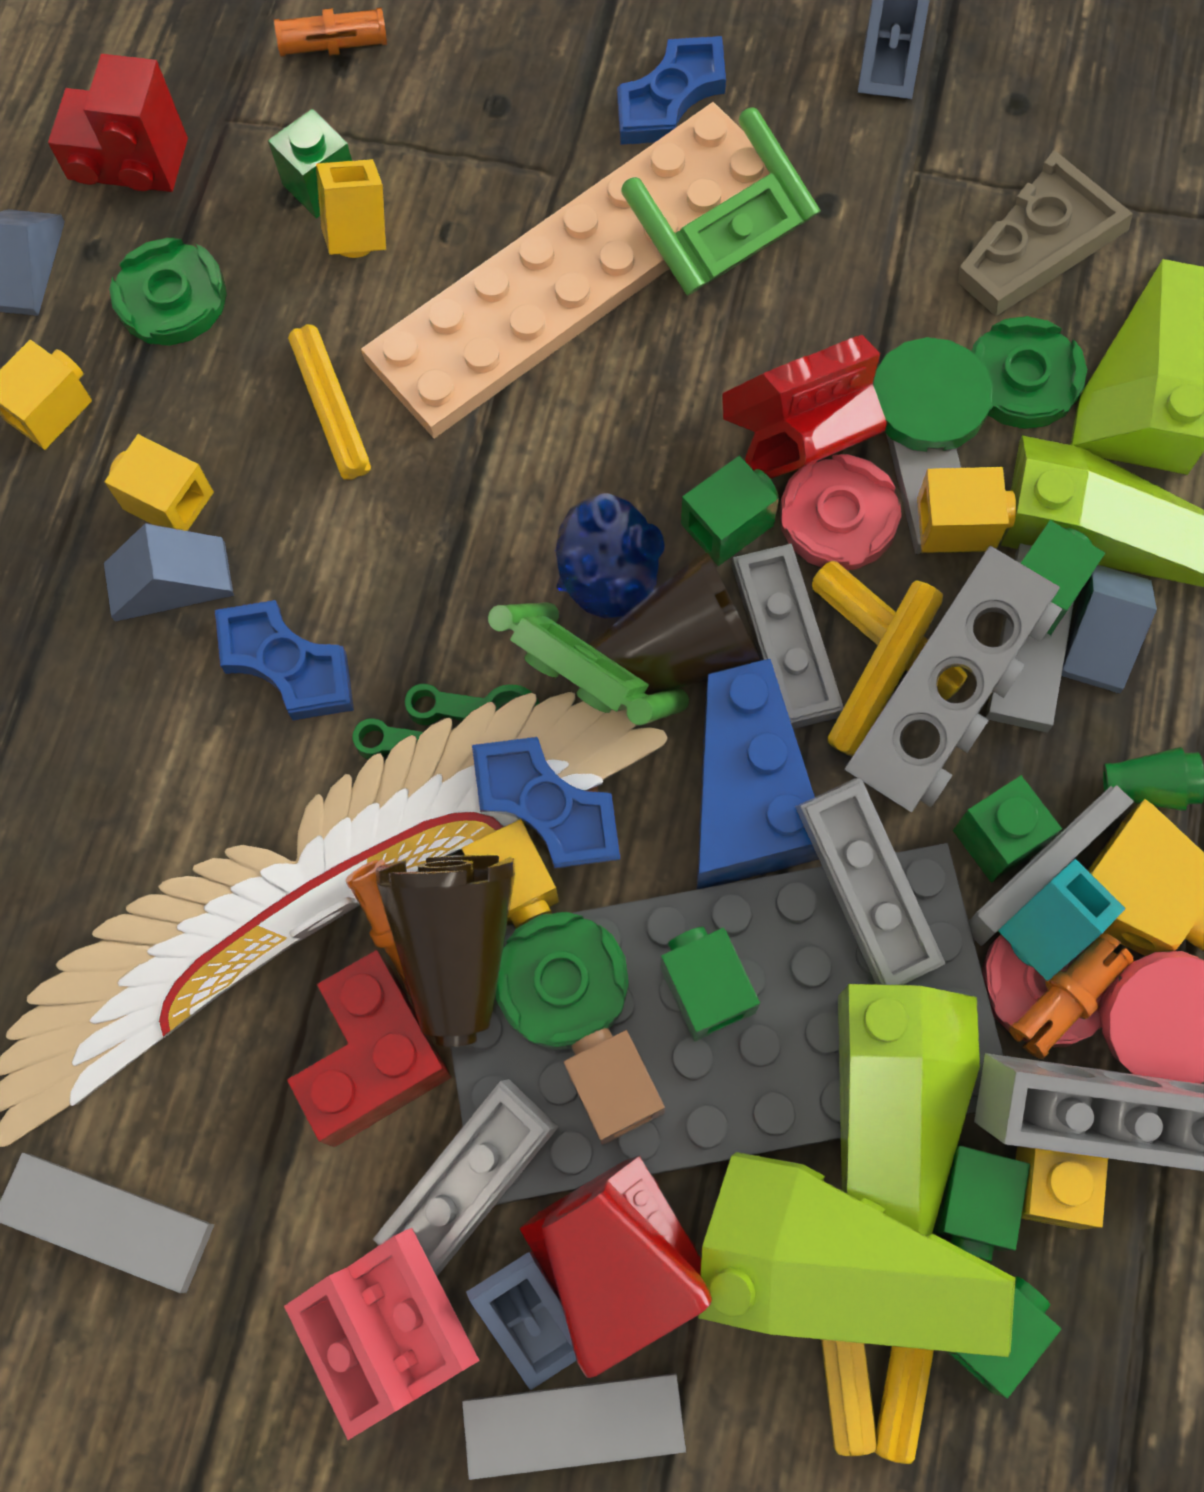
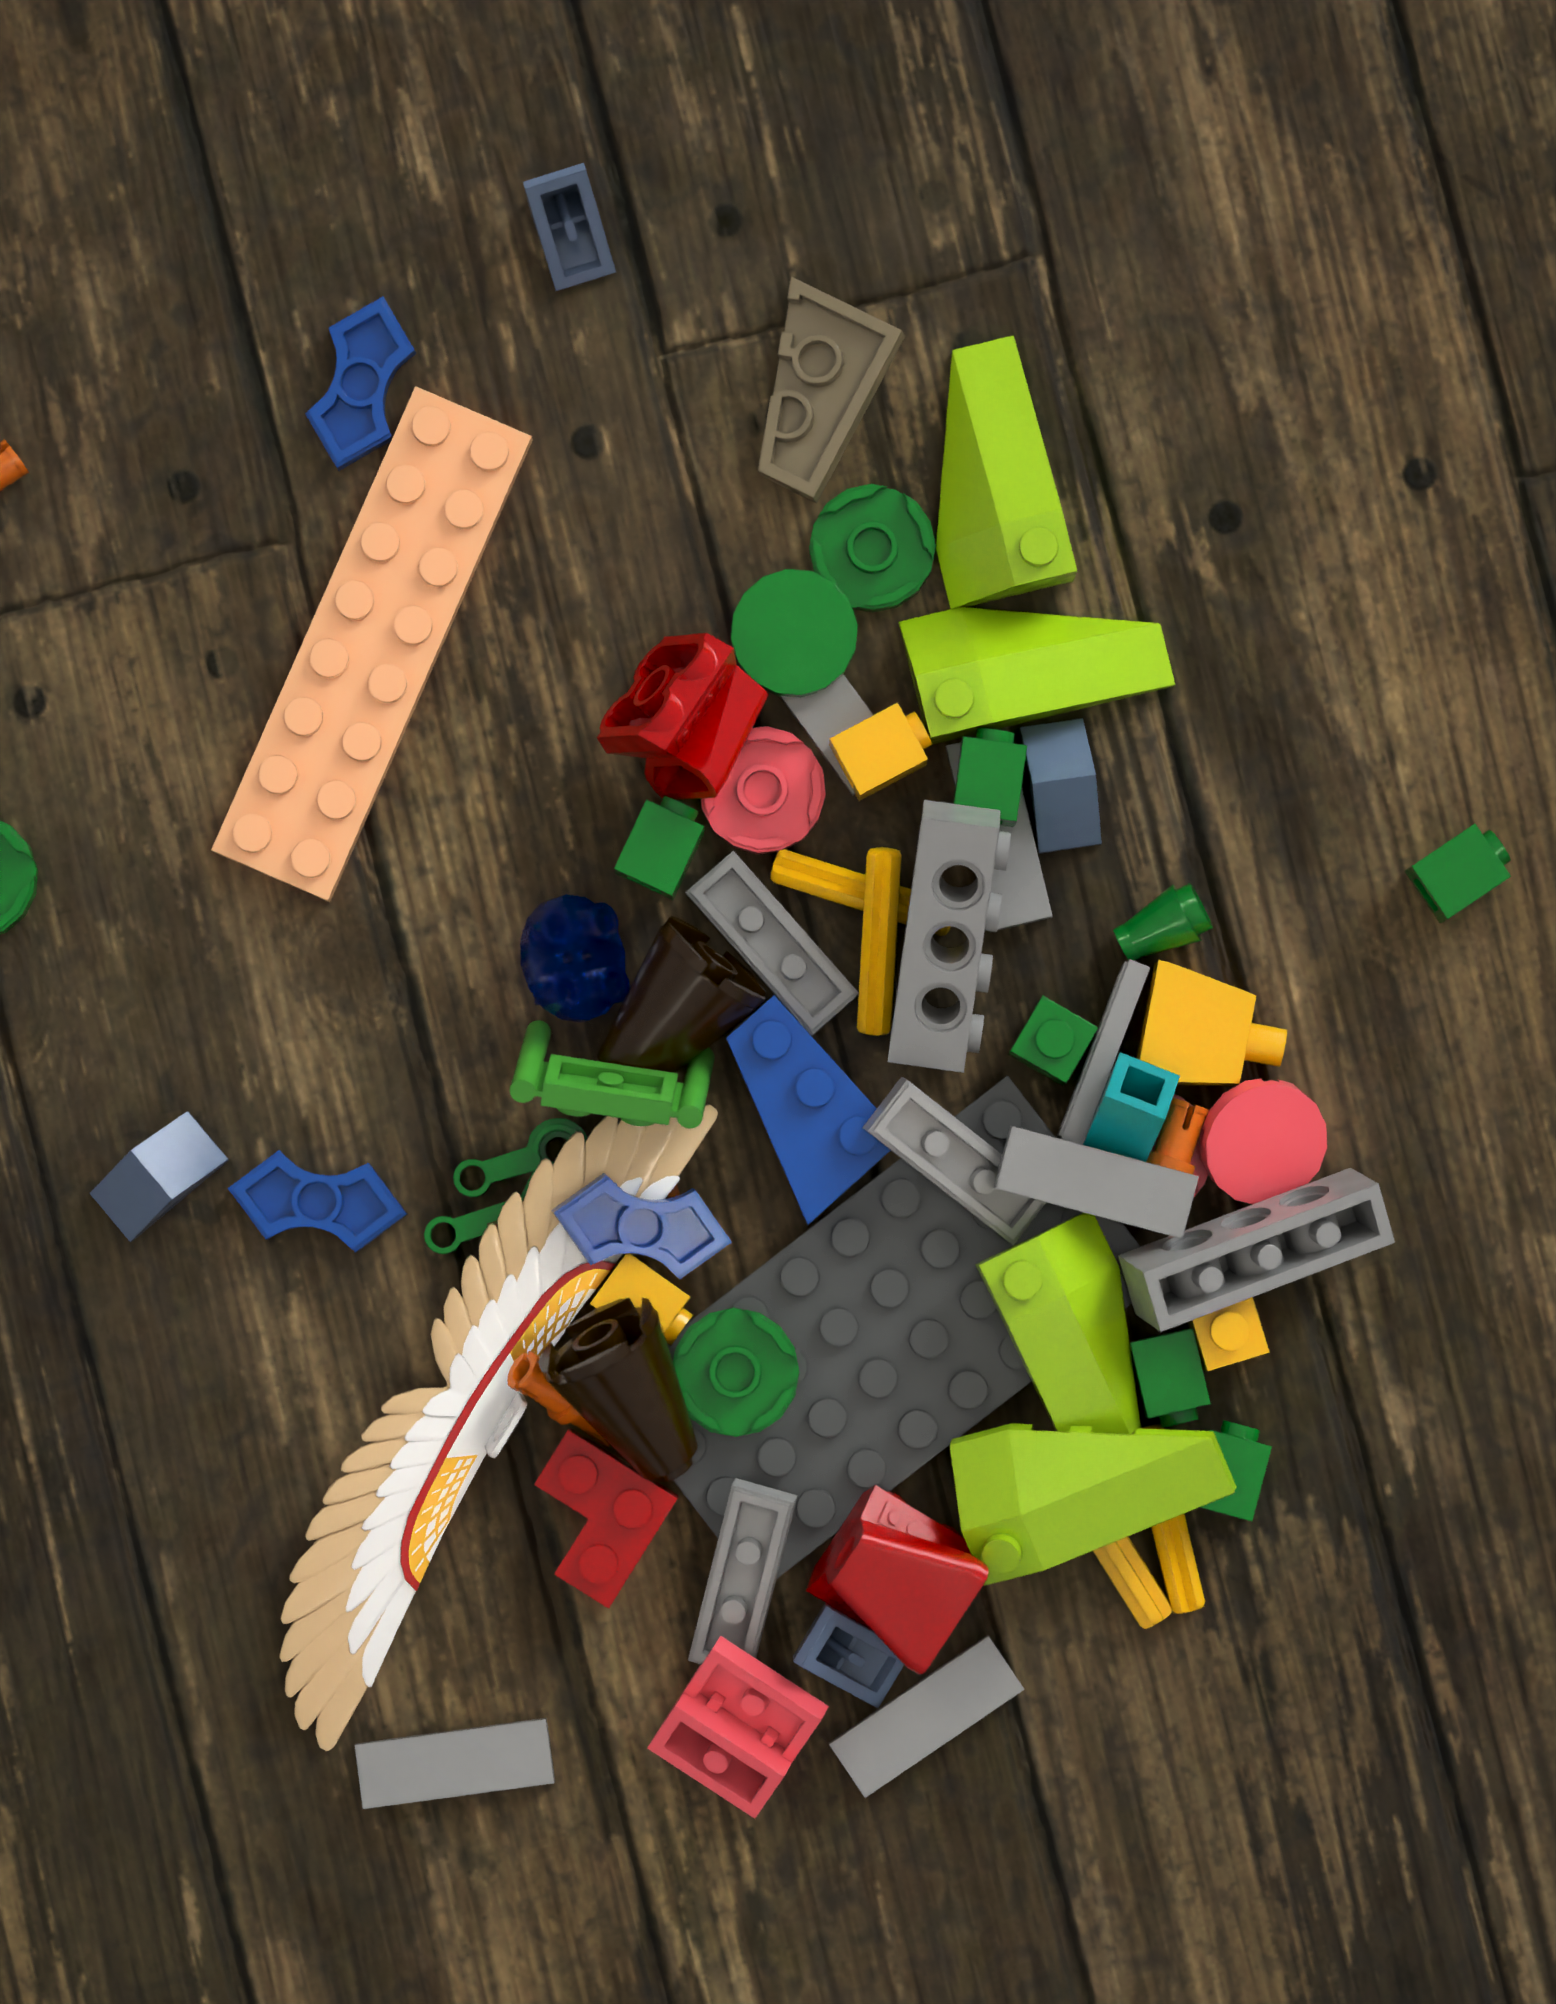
camera: 30 degrees left, 15 degrees up
(158, 485) = (100, 1095): yellow brick -> none
(299, 149) = (47, 669): green brick -> none
(329, 402) = (209, 919): yellow axle -> none
(351, 207) = (121, 707): yellow brick -> none
(613, 1084) = (824, 1439): medium nougat brick -> none
(708, 981) = (860, 1313): green brick -> none
(736, 226) = (515, 529): bright green plate -> none
(1000, 968) = (1096, 1182): none -> light grey tile

